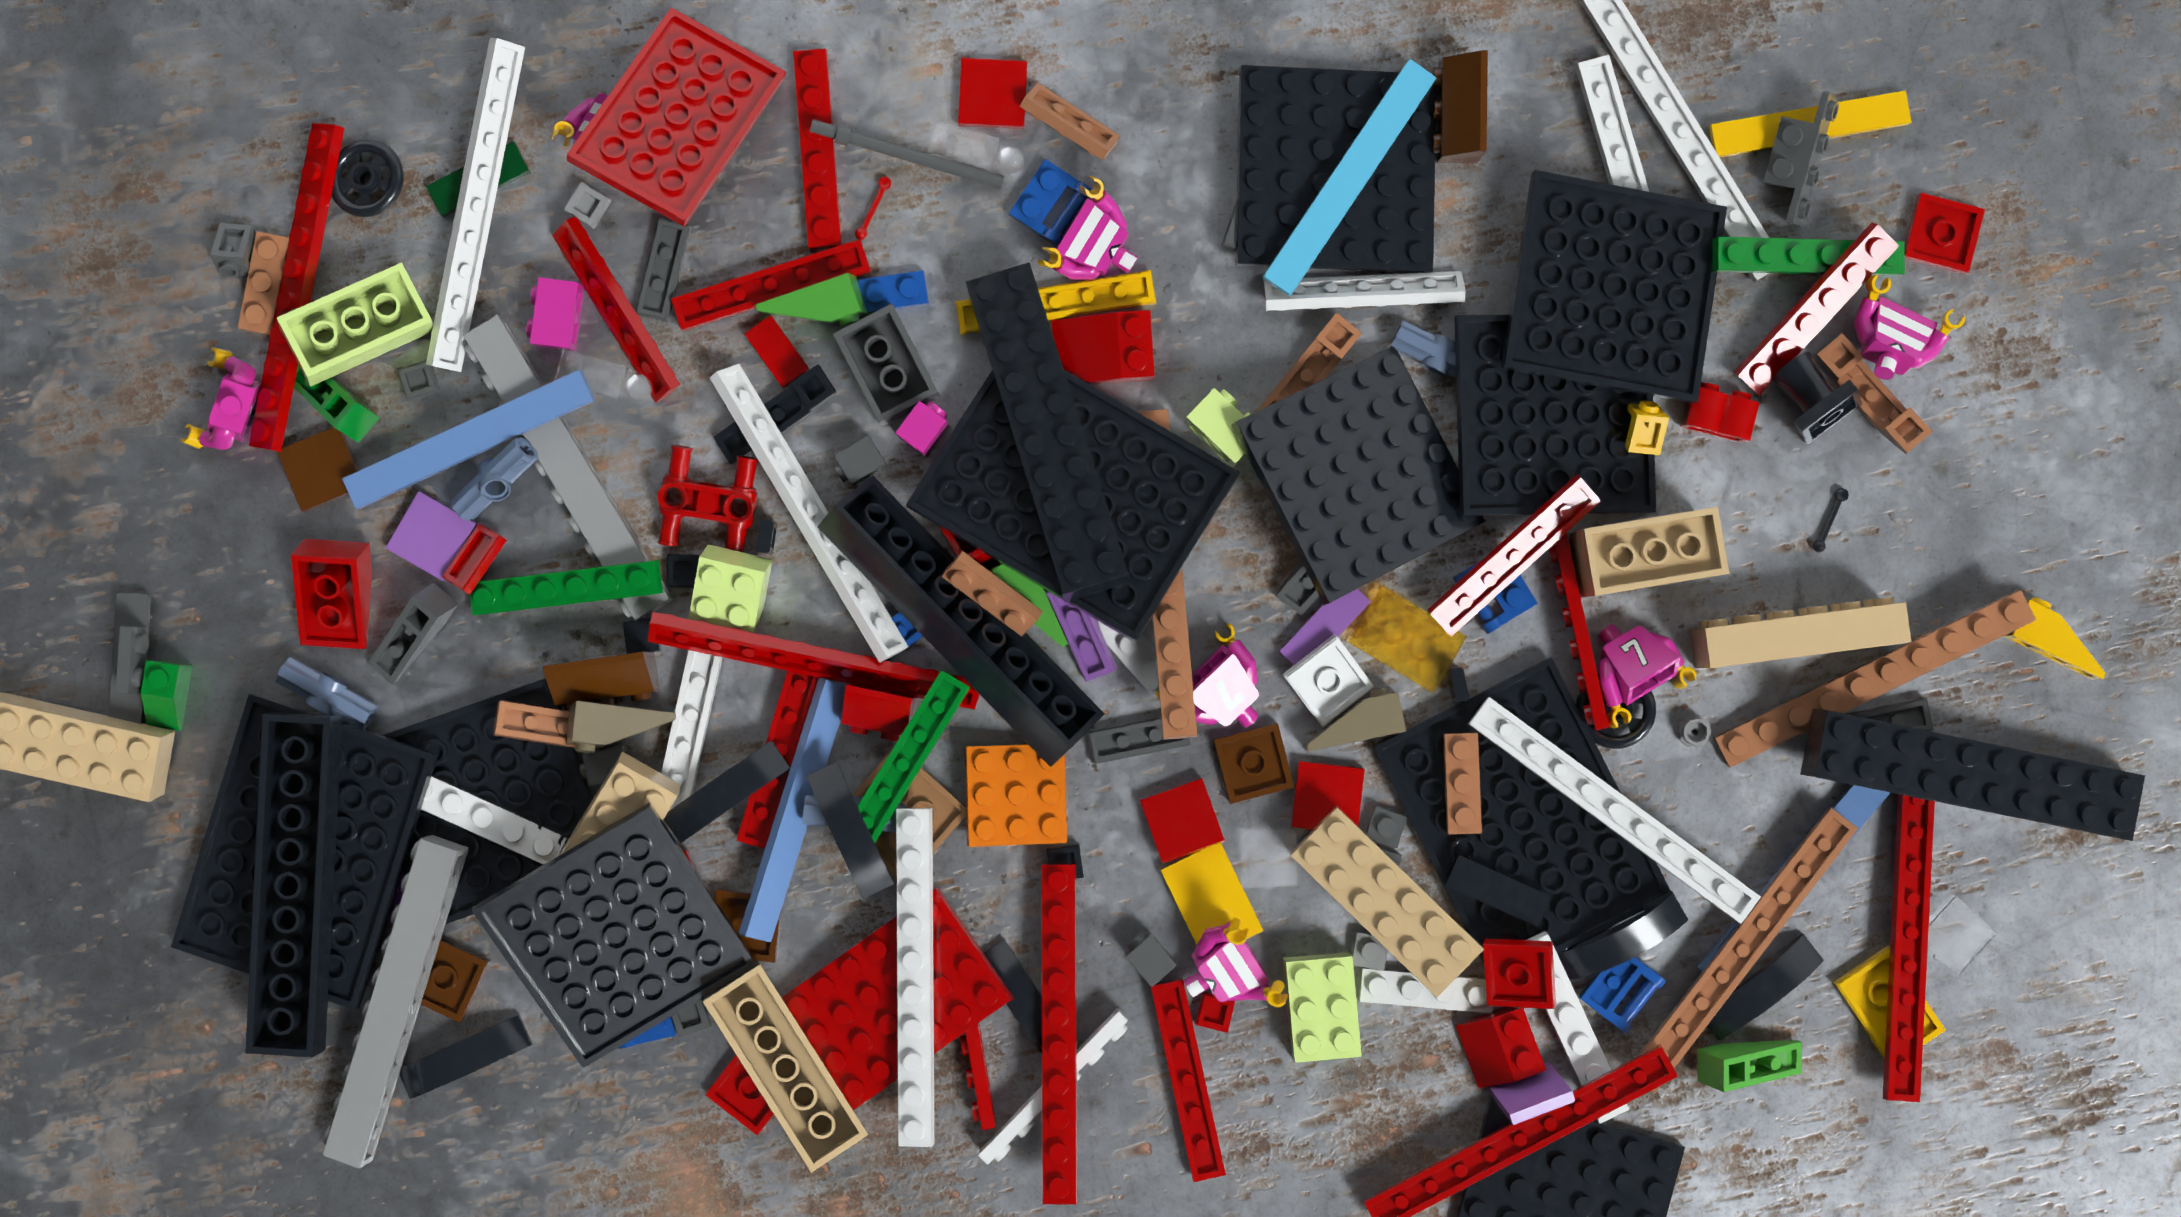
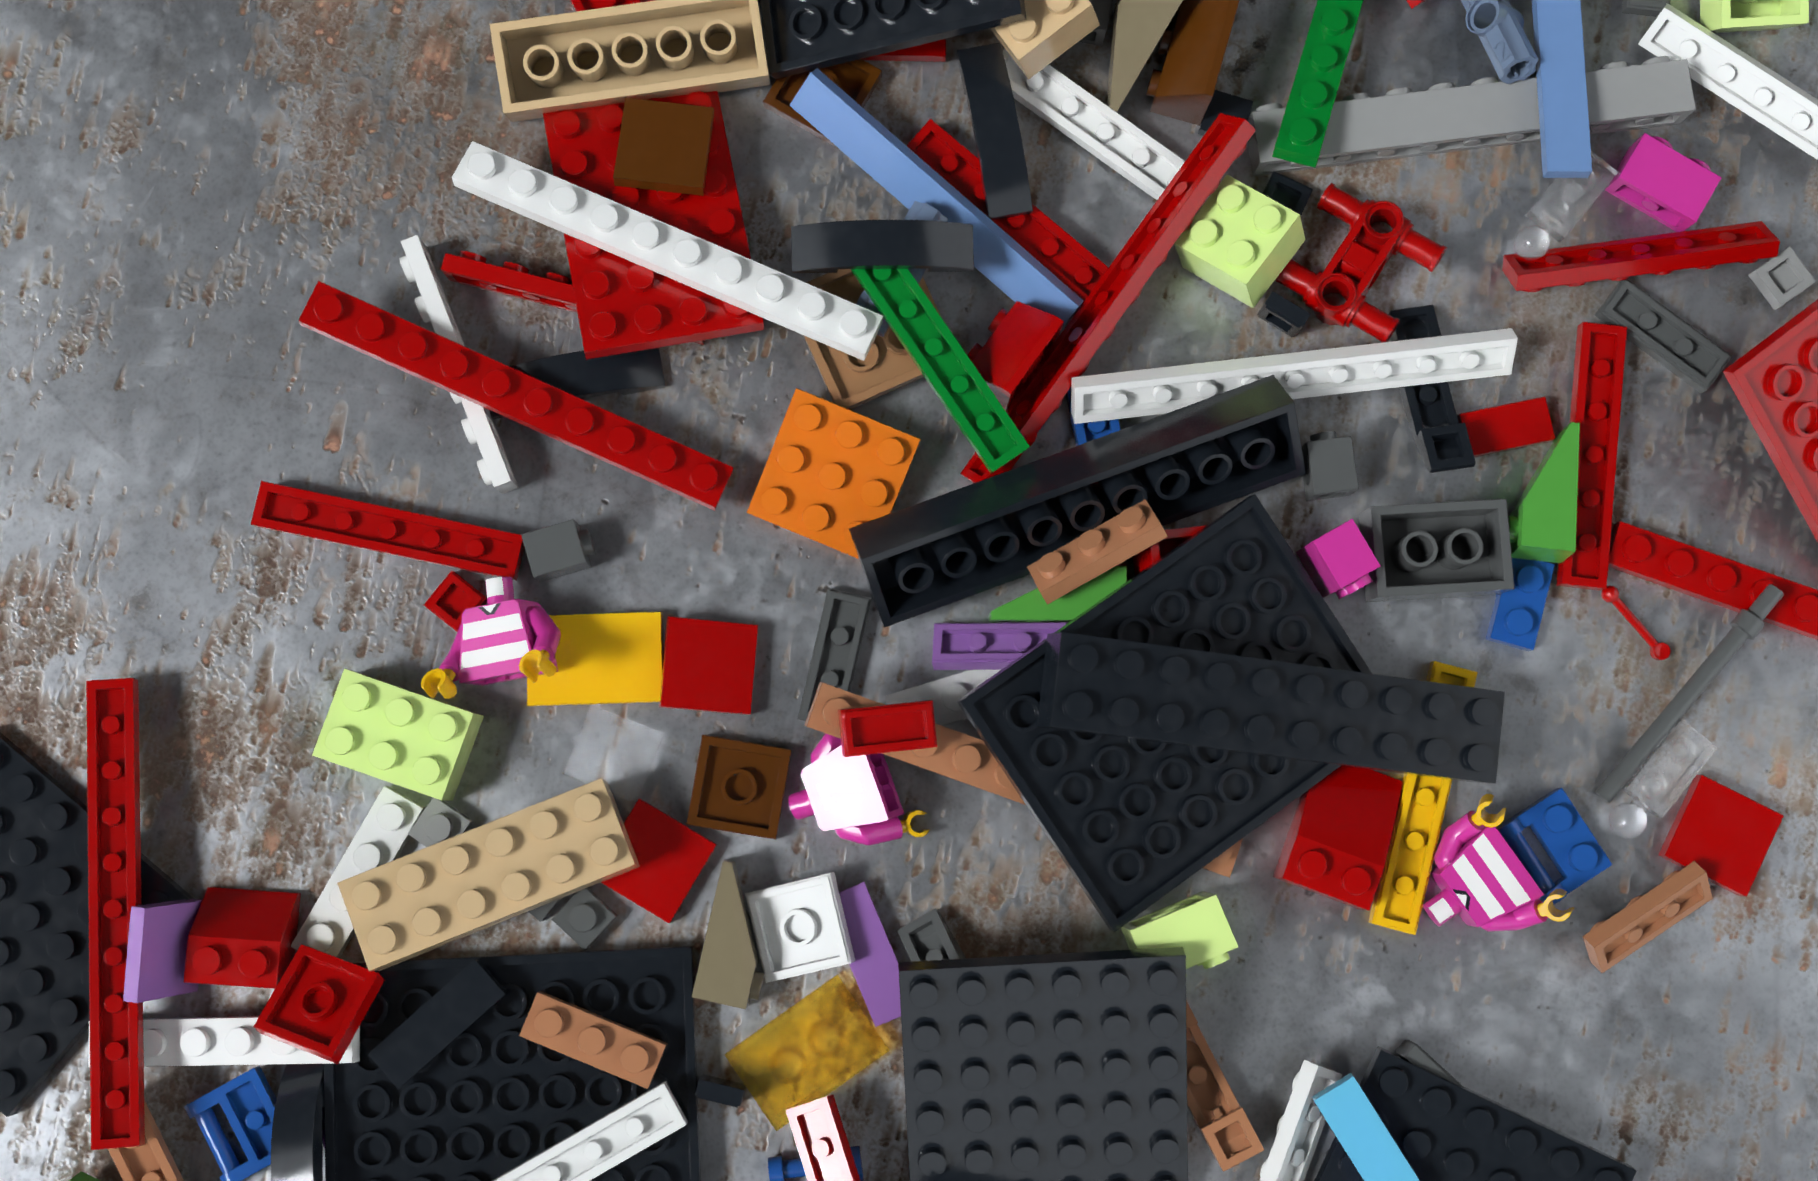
camera: 110 degrees right, 5 degrees down
(841, 1013) = (664, 146): none -> reddish brown tile
(1066, 856) = (730, 507): black tile -> none
(1174, 680) = (887, 728): none -> red tile

